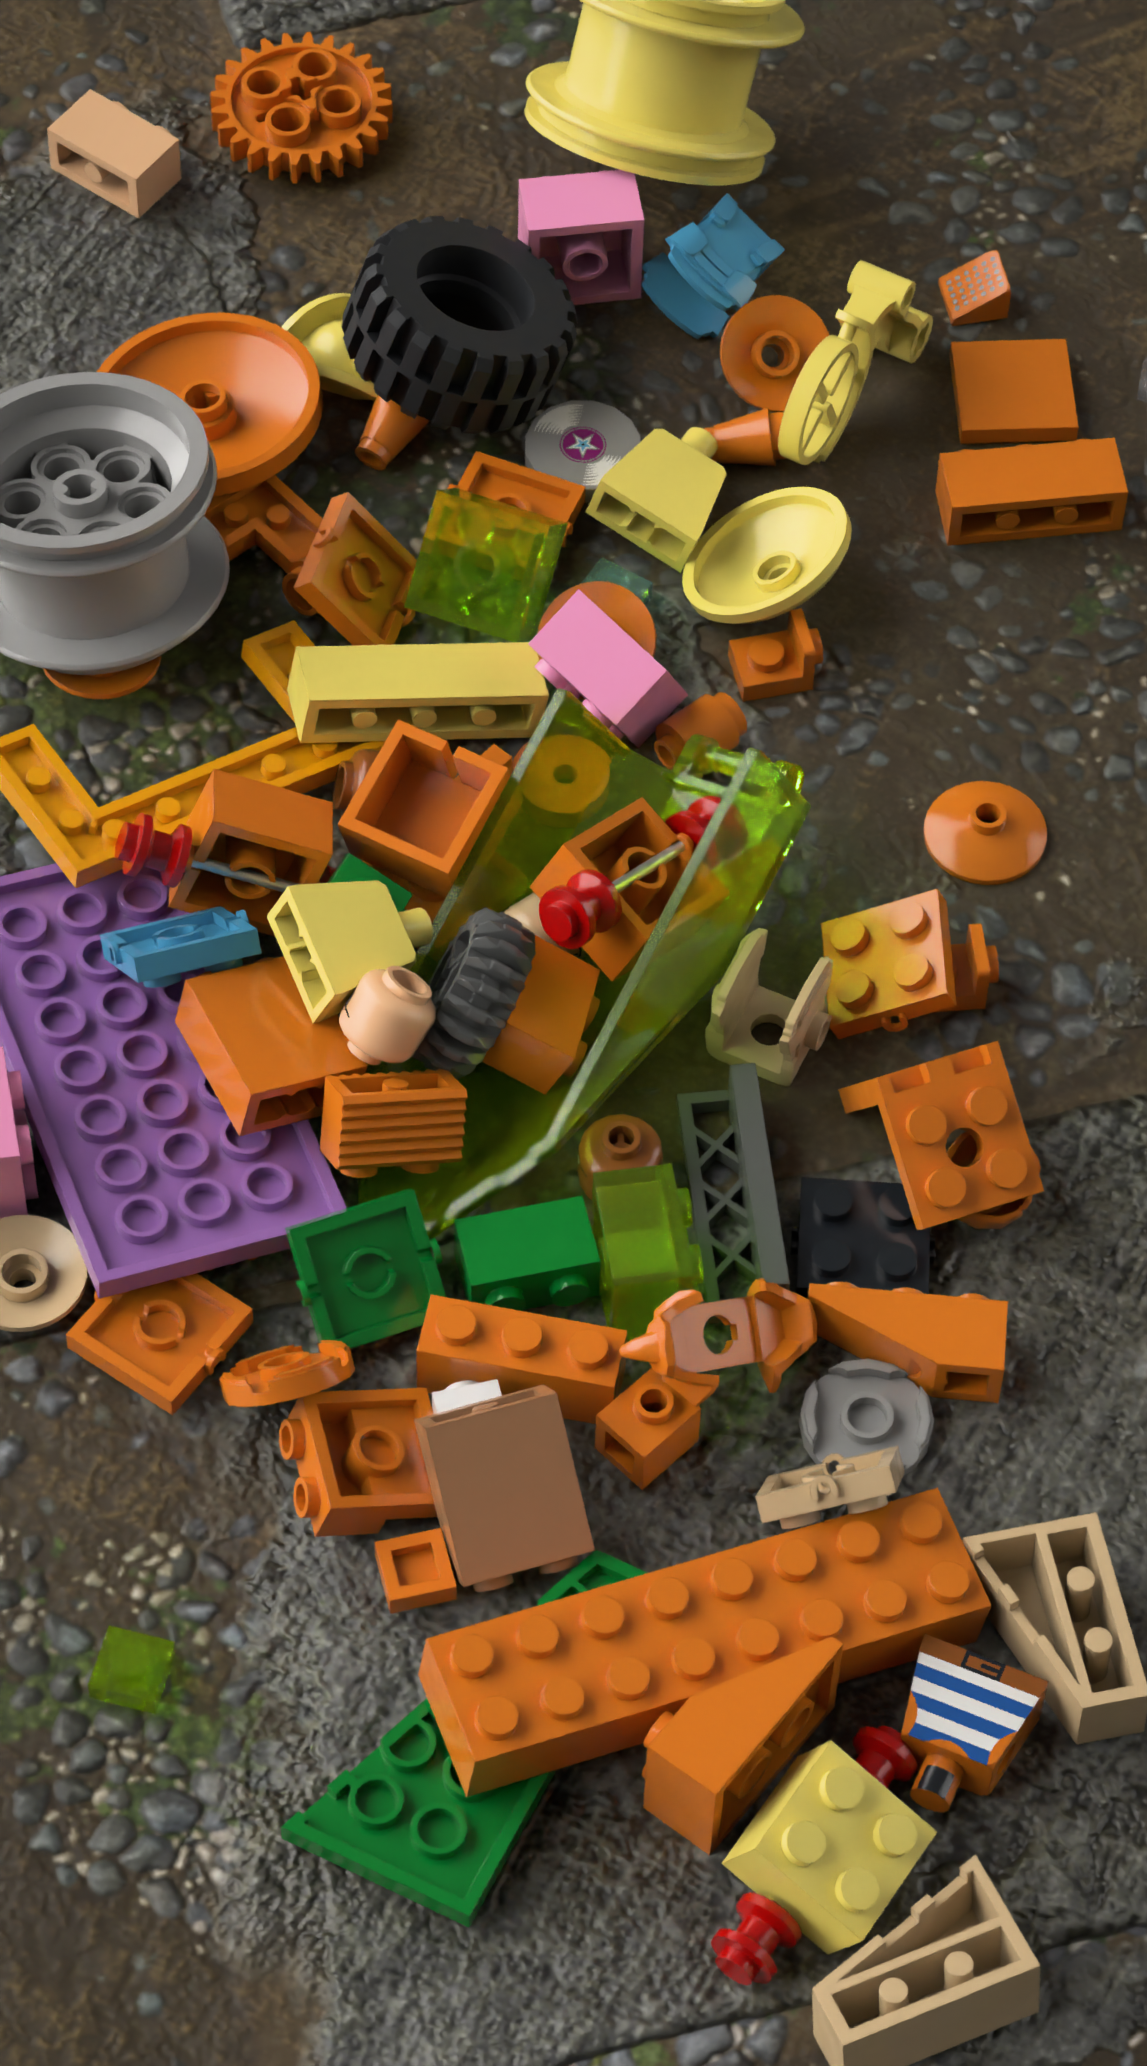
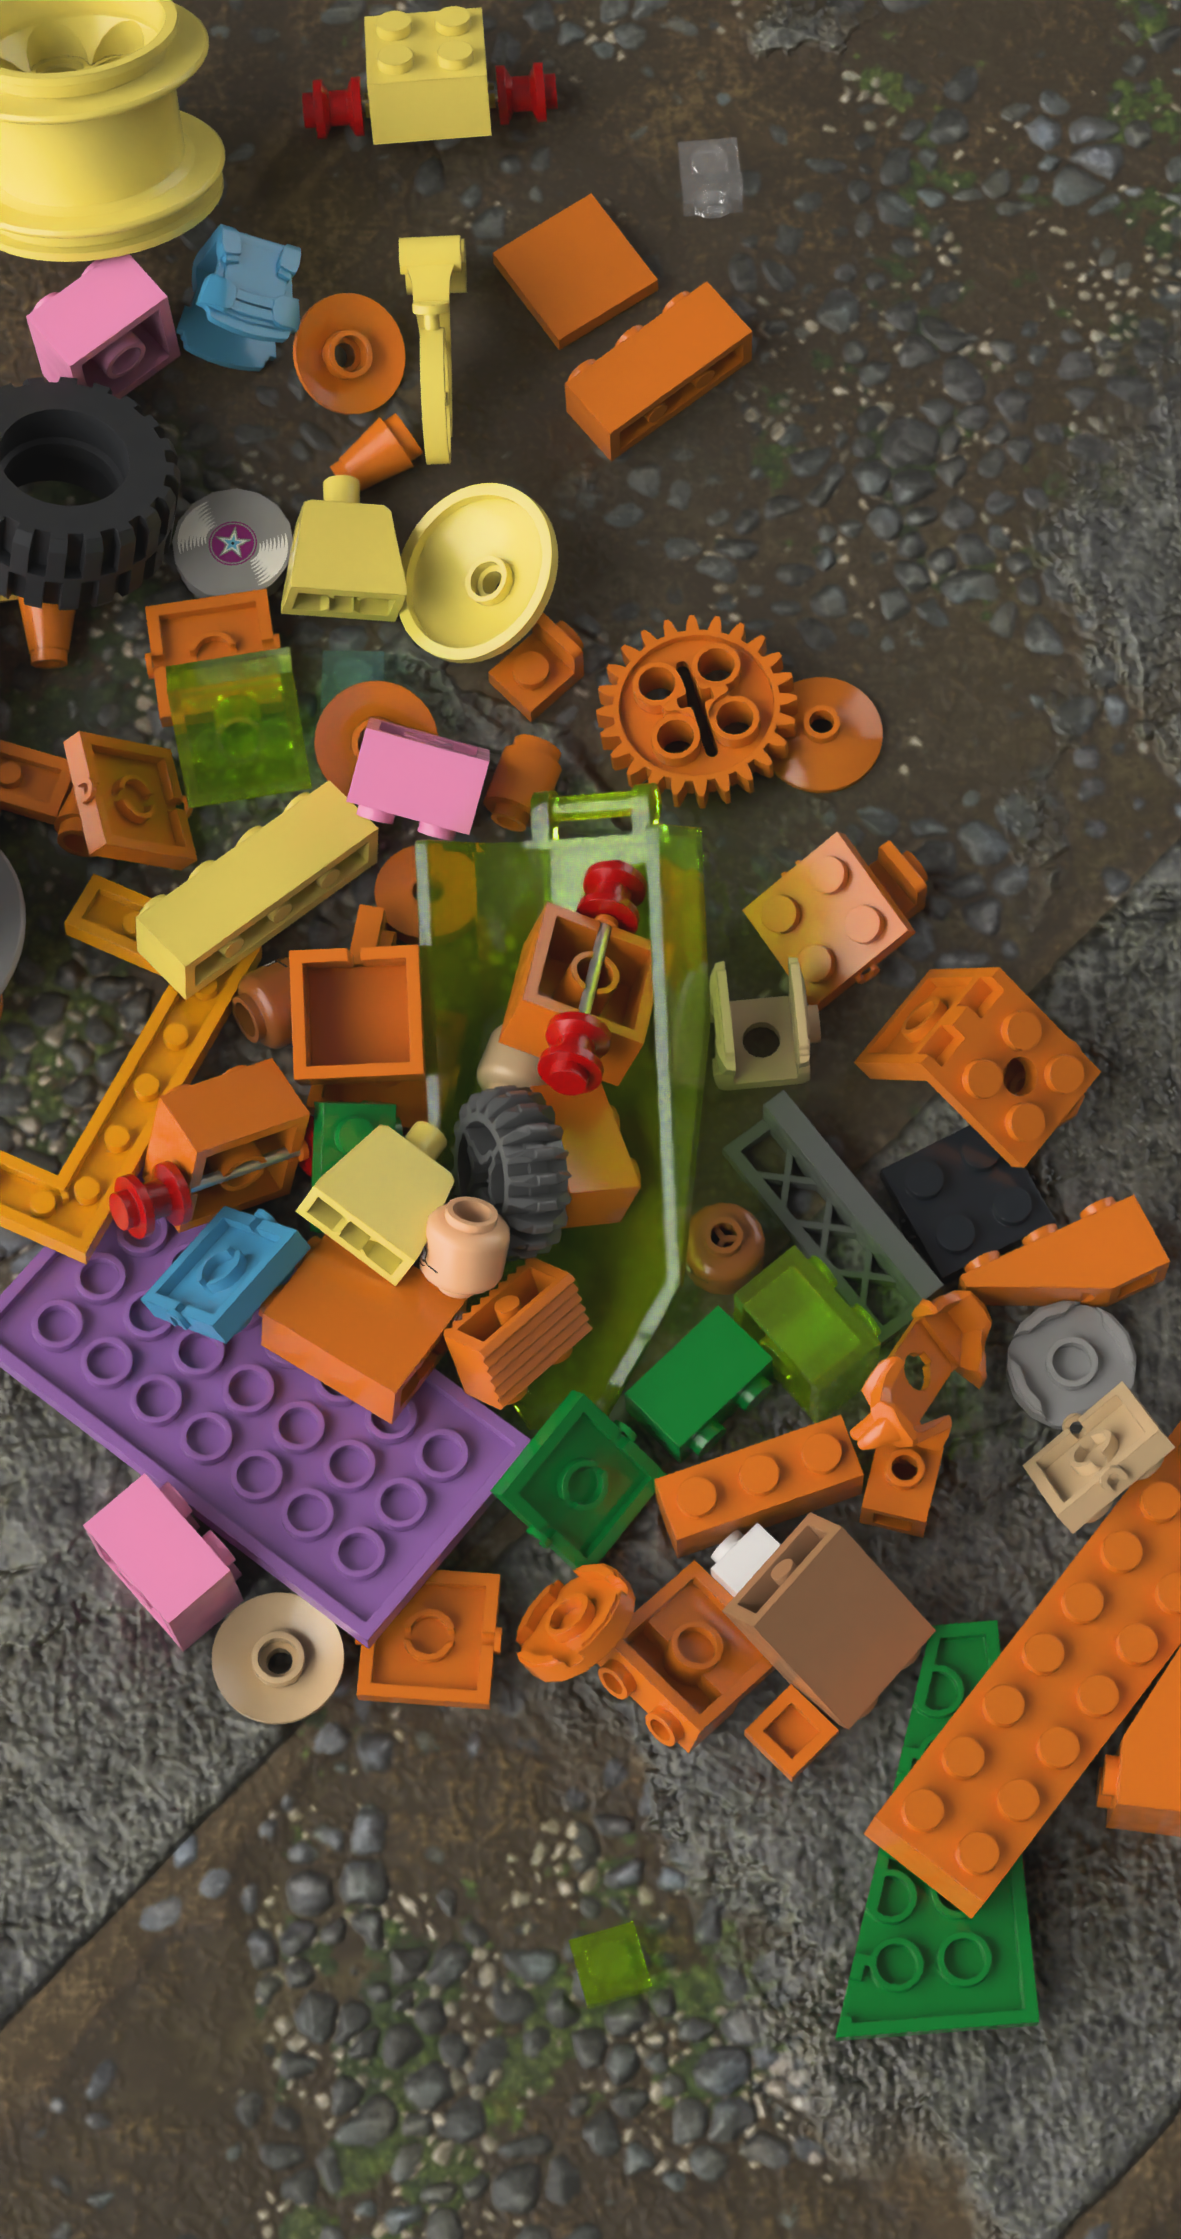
camera: 25 degrees left, 15 degrees up
(929, 765) = (751, 695): none -> orange gear
(977, 290) = (480, 184): orange slope -> none
(983, 189) = (427, 82): none -> light yellow brick

